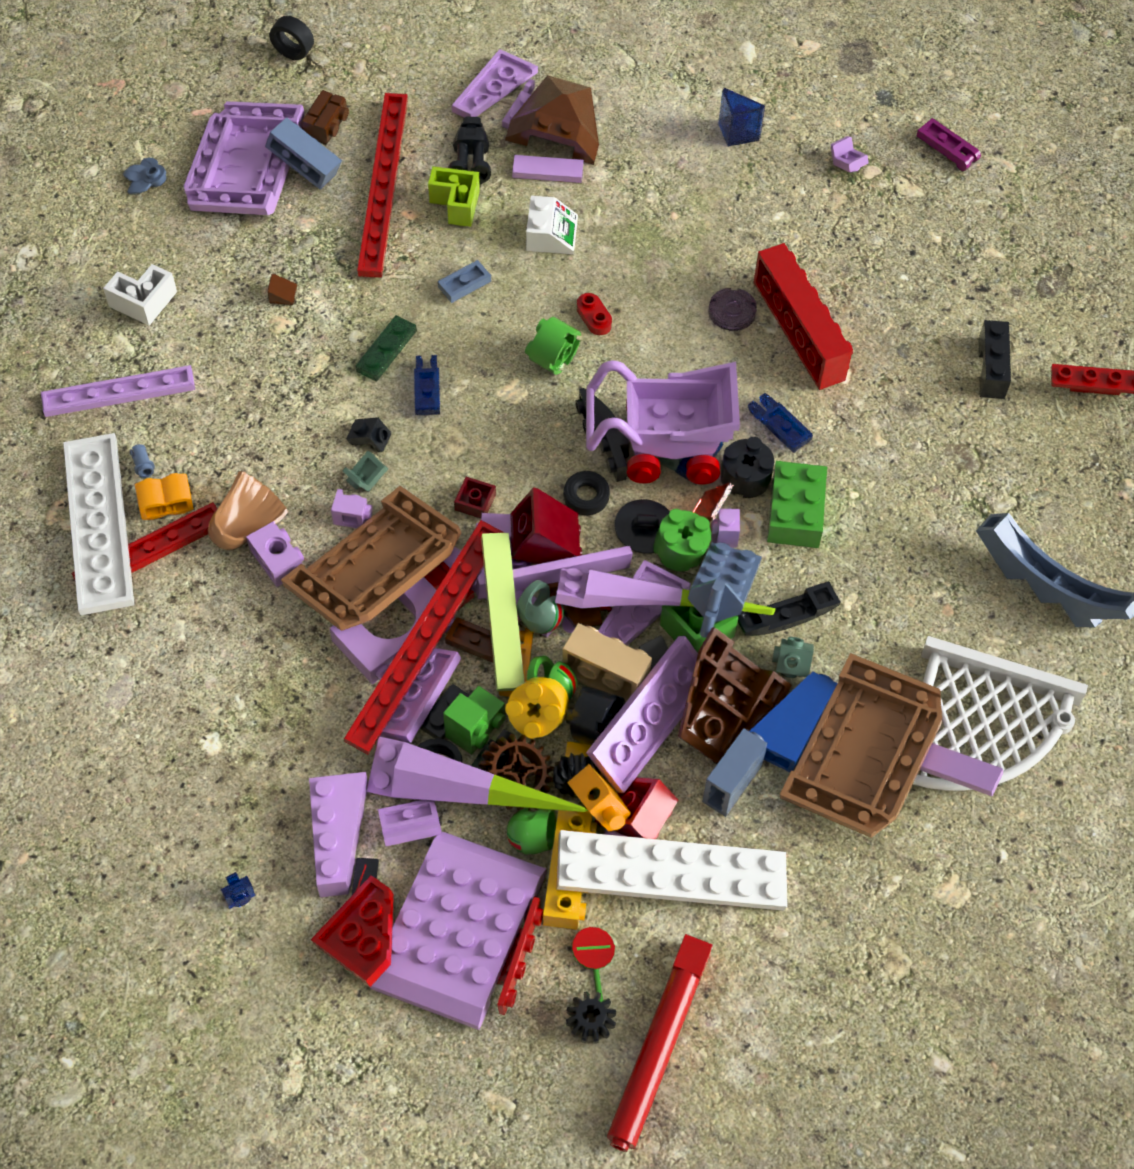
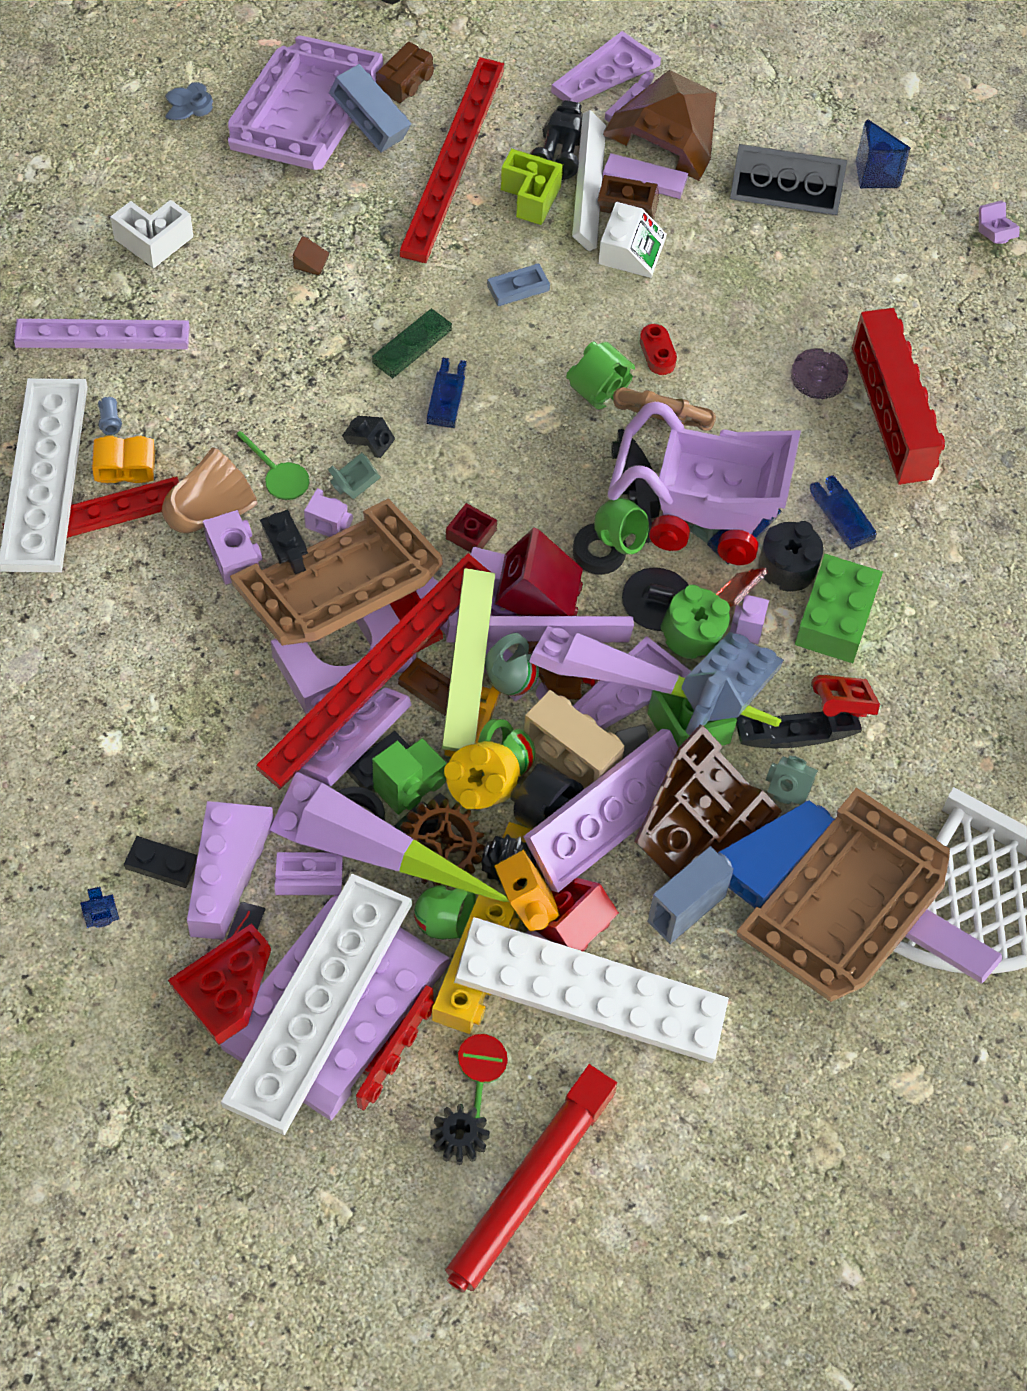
camera: 10 degrees right, 0 degrees up
(279, 838) = (161, 862): none -> black plate
(304, 487) = (283, 480): none -> bright green piece
(320, 538) = (285, 540): none -> black hinge
(445, 934) = (316, 1004): none -> white plate
(502, 182) = (589, 181): none -> white tile
(538, 185) = (628, 192): none -> reddish brown brick
(591, 362) = (687, 413): none -> medium nougat plate
(598, 466) = (617, 521): none -> bright green helmet
(668, 149) = (788, 179): none -> slope
(827, 573) = (854, 695): none -> red plate

